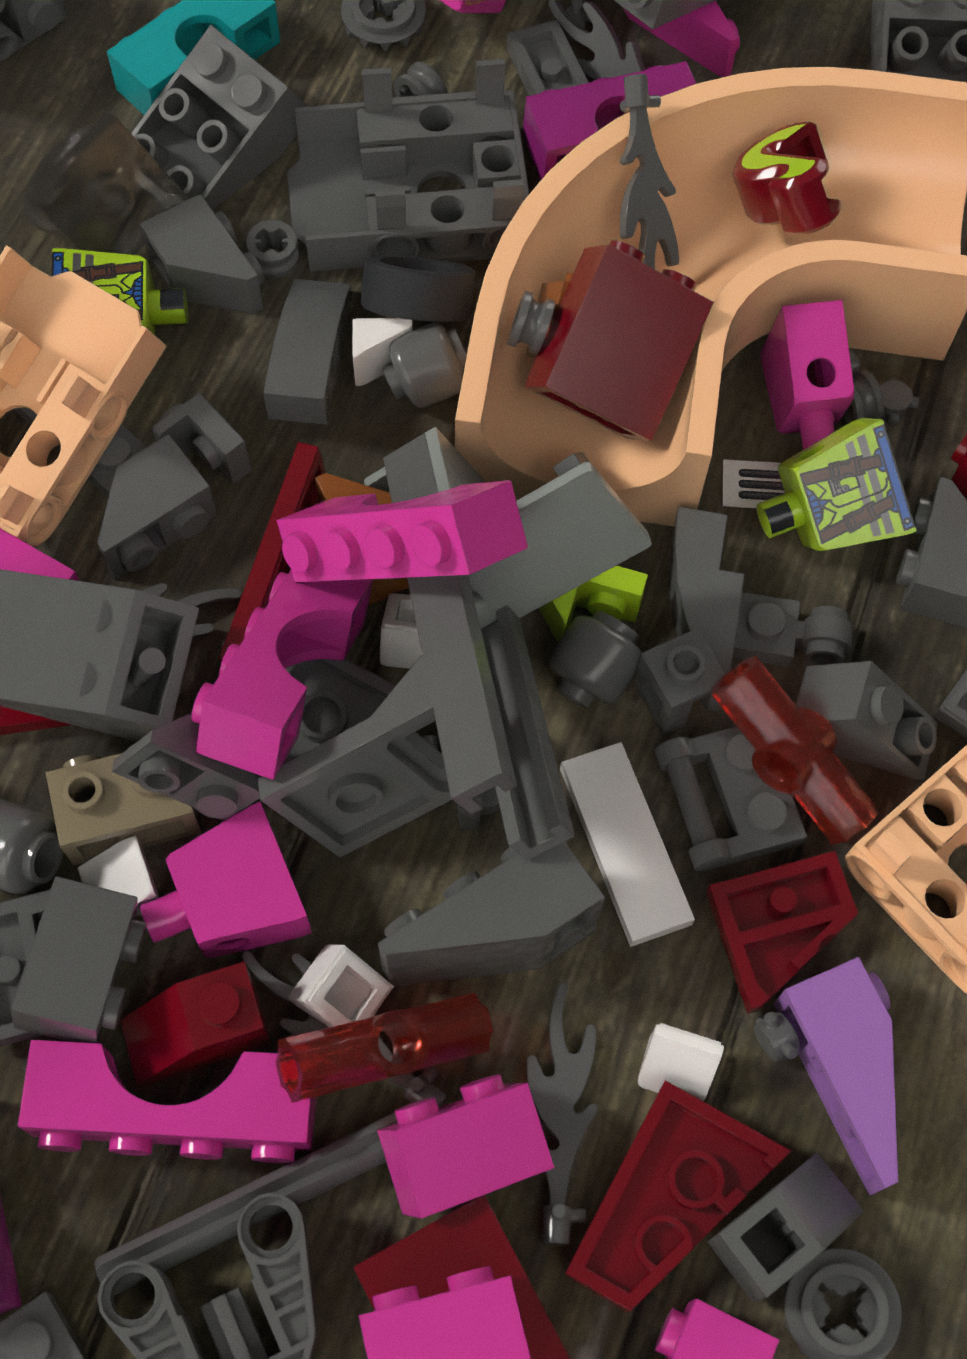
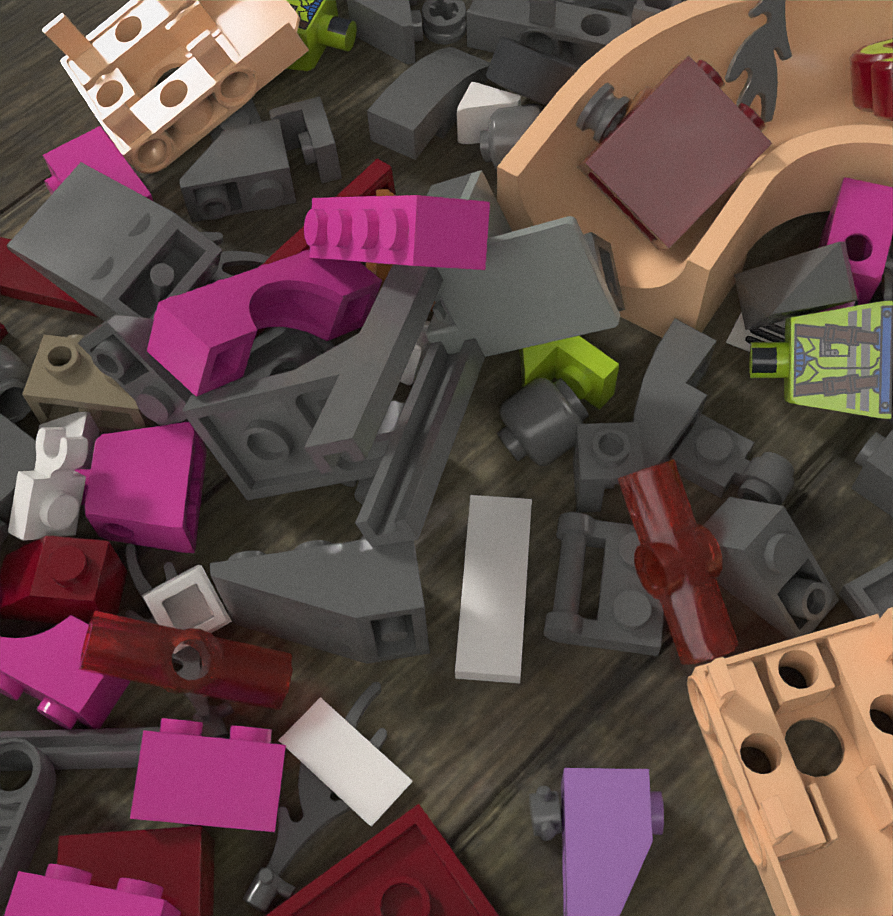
camera: 30 degrees right, 5 degrees down
(155, 941) = (52, 494): none -> white plate
(572, 1071) = (345, 761): none -> white sticker
(681, 1060) = (444, 794): white slope -> none
(775, 432) = (796, 286): none -> dark grey slope
(779, 921) = (599, 712): dark red wing -> none

